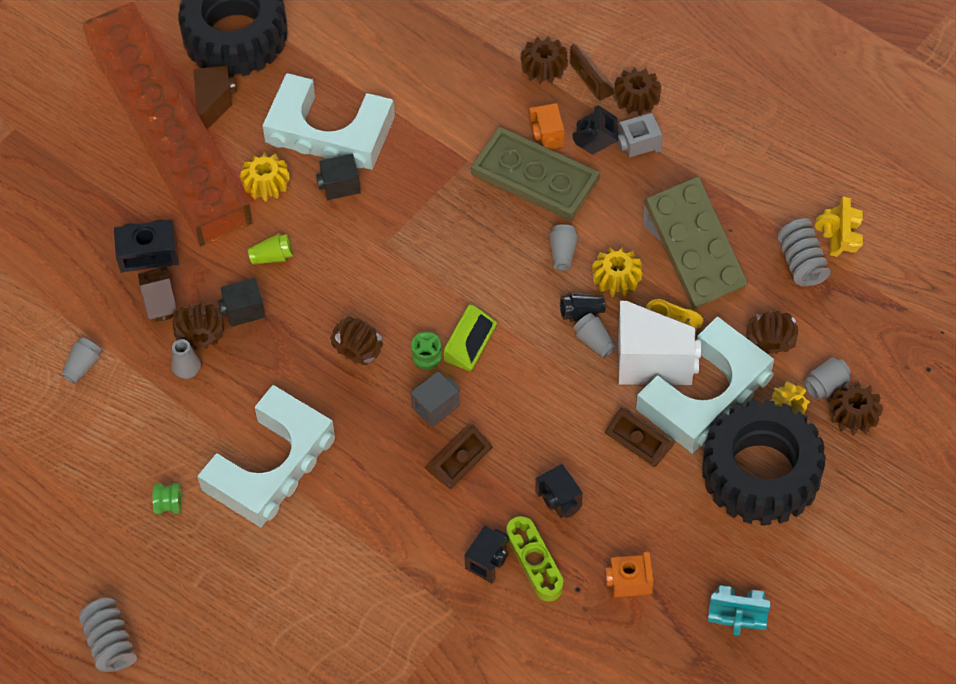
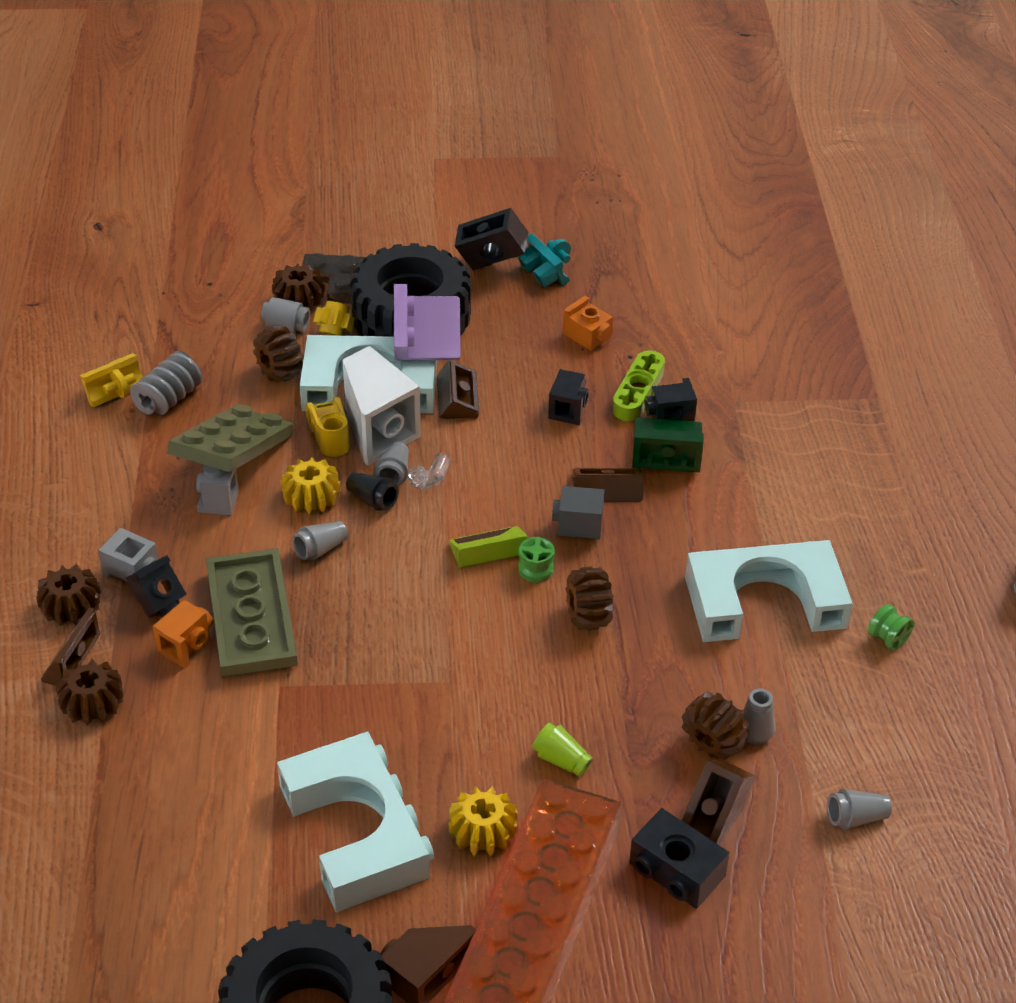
camera: 135 degrees left, 15 degrees down
(241, 302) = (646, 724): pearl dark grey brick -> none
(338, 177) = (416, 756): pearl dark grey brick -> none
(451, 515) = (667, 444): none -> dark green bracket
(565, 354) = (435, 475): none -> clear arm
(696, 411) = (426, 326): none -> lavender bracket
(785, 568) = (491, 239): none -> black brick
(861, 462) = (336, 271): none -> clear smoke plate

